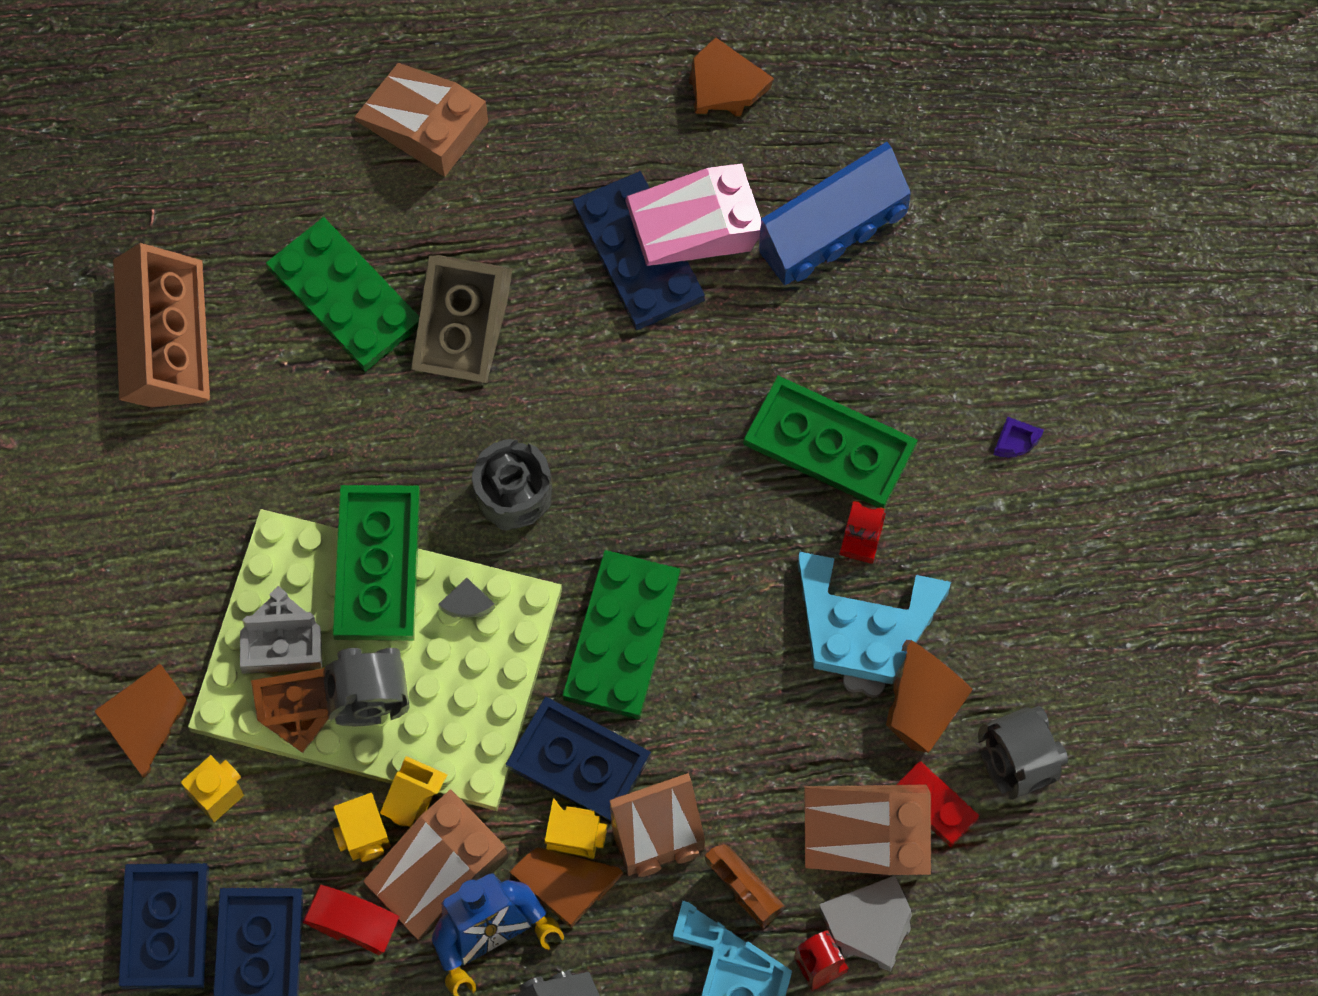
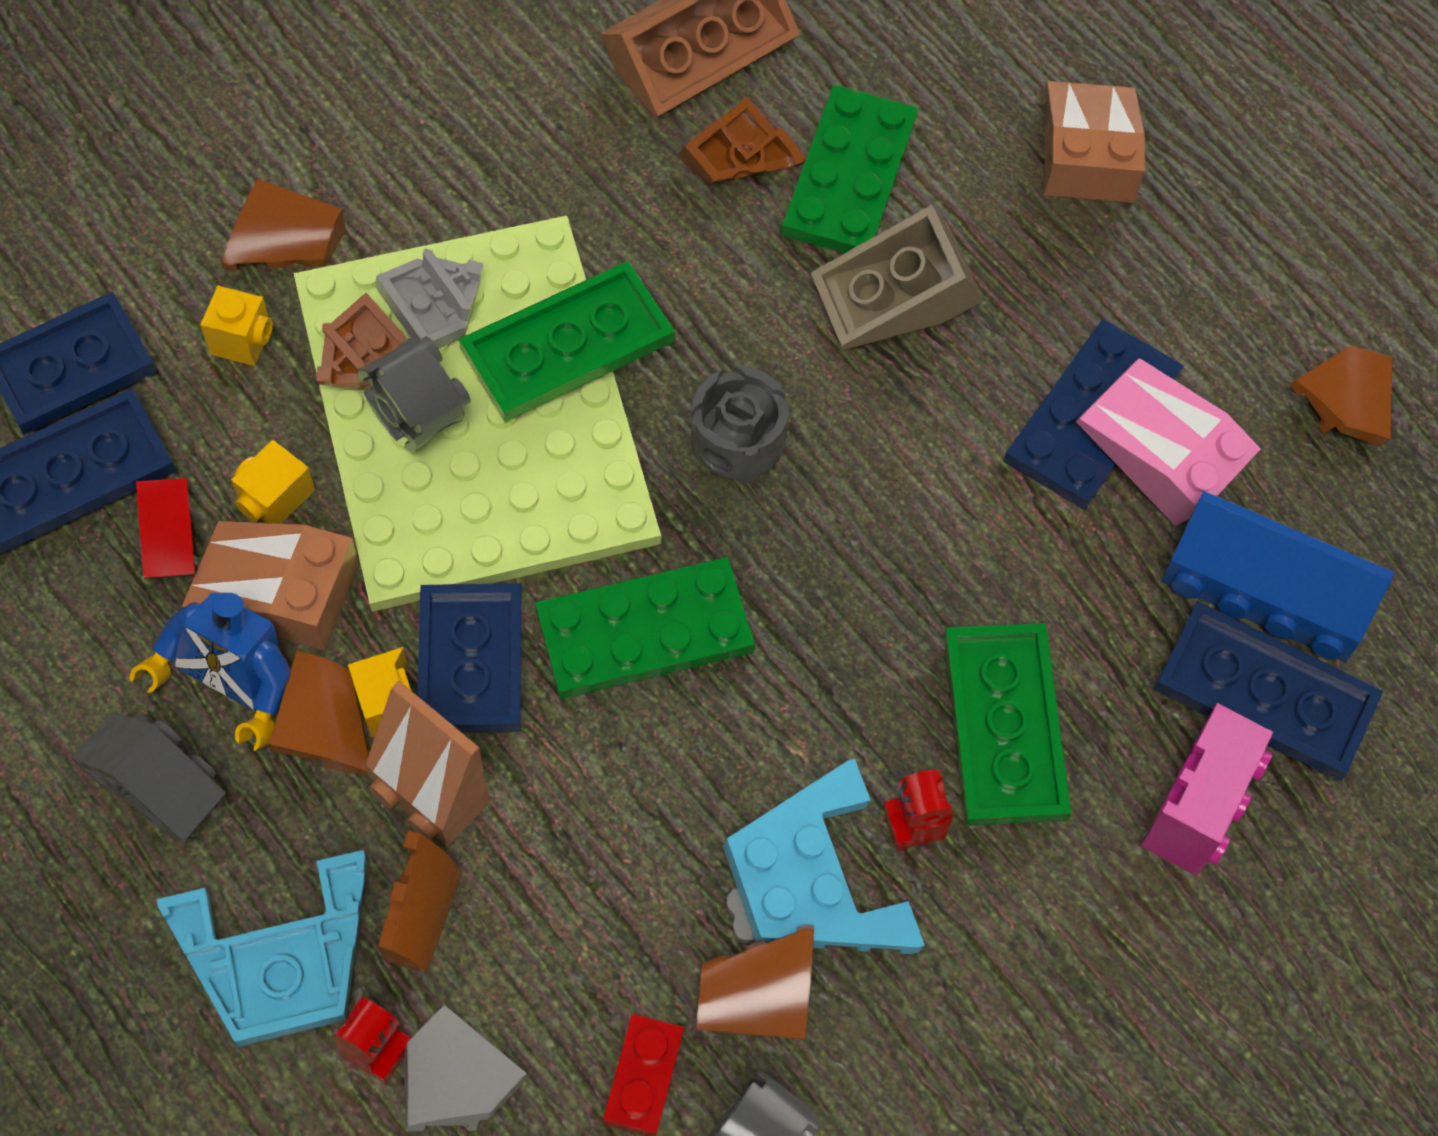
camera: 55 degrees right, 5 degrees down
(275, 357) = (740, 146): none -> dark orange slope
(411, 792) = (332, 508): yellow window -> none
(466, 601) = (578, 448): dark grey tile -> none
(868, 829) = (562, 1012): nougat slope -> none
(902, 268) = (1306, 703): none -> dark blue plate
(951, 347) = (1210, 791): none -> wedge
(1017, 438) = (1152, 929): dark purple tile -> none

